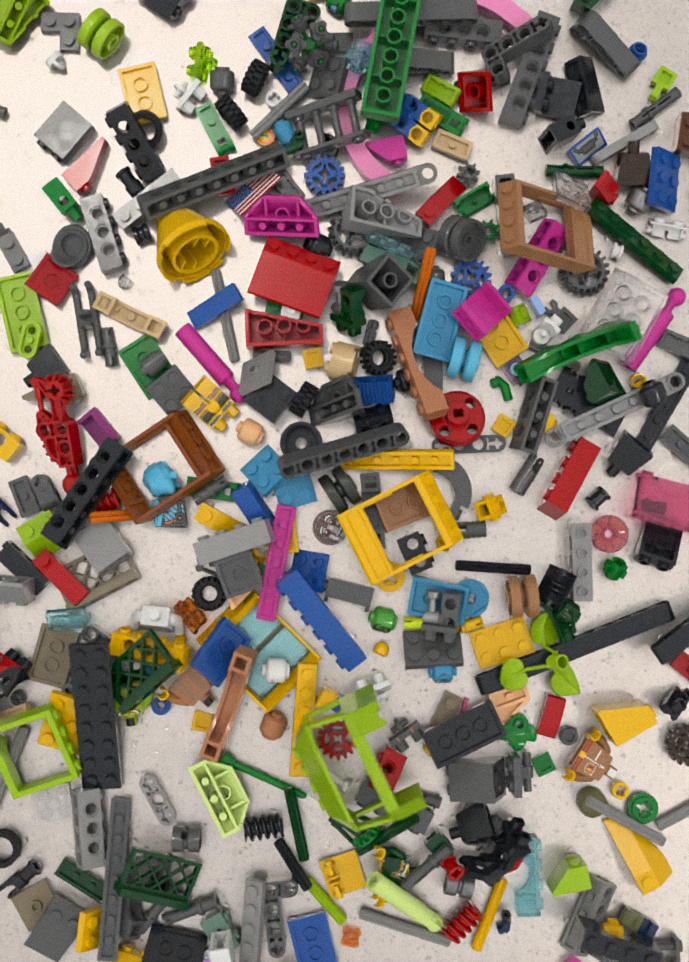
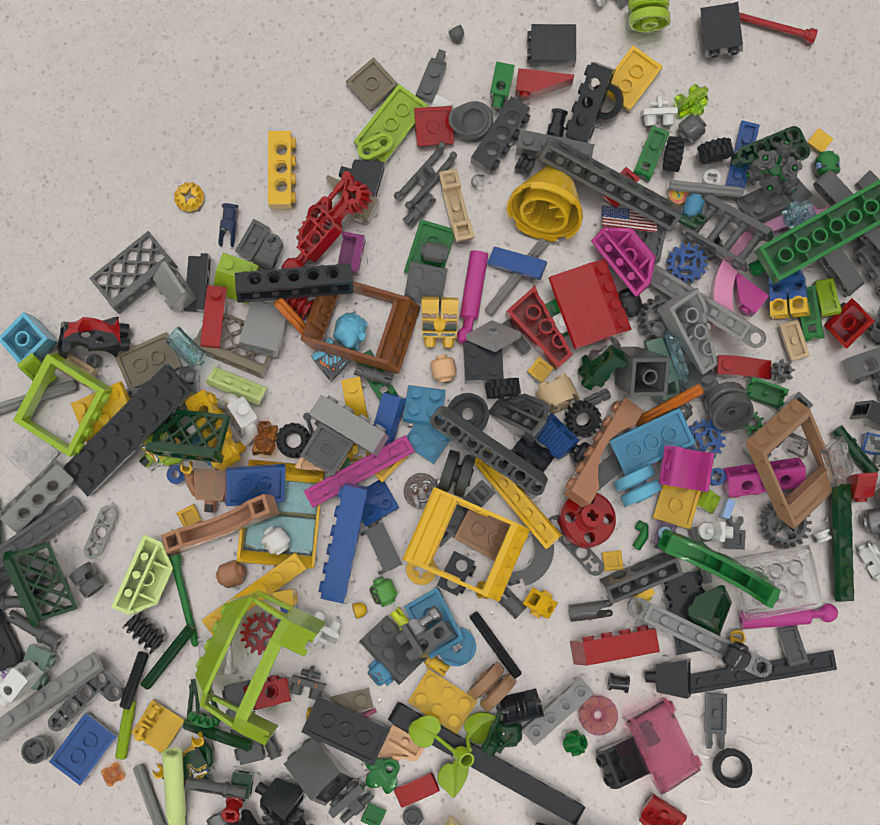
camera: 55 degrees right, 5 degrees down
(130, 602) = (237, 385): none -> yellowish green plate

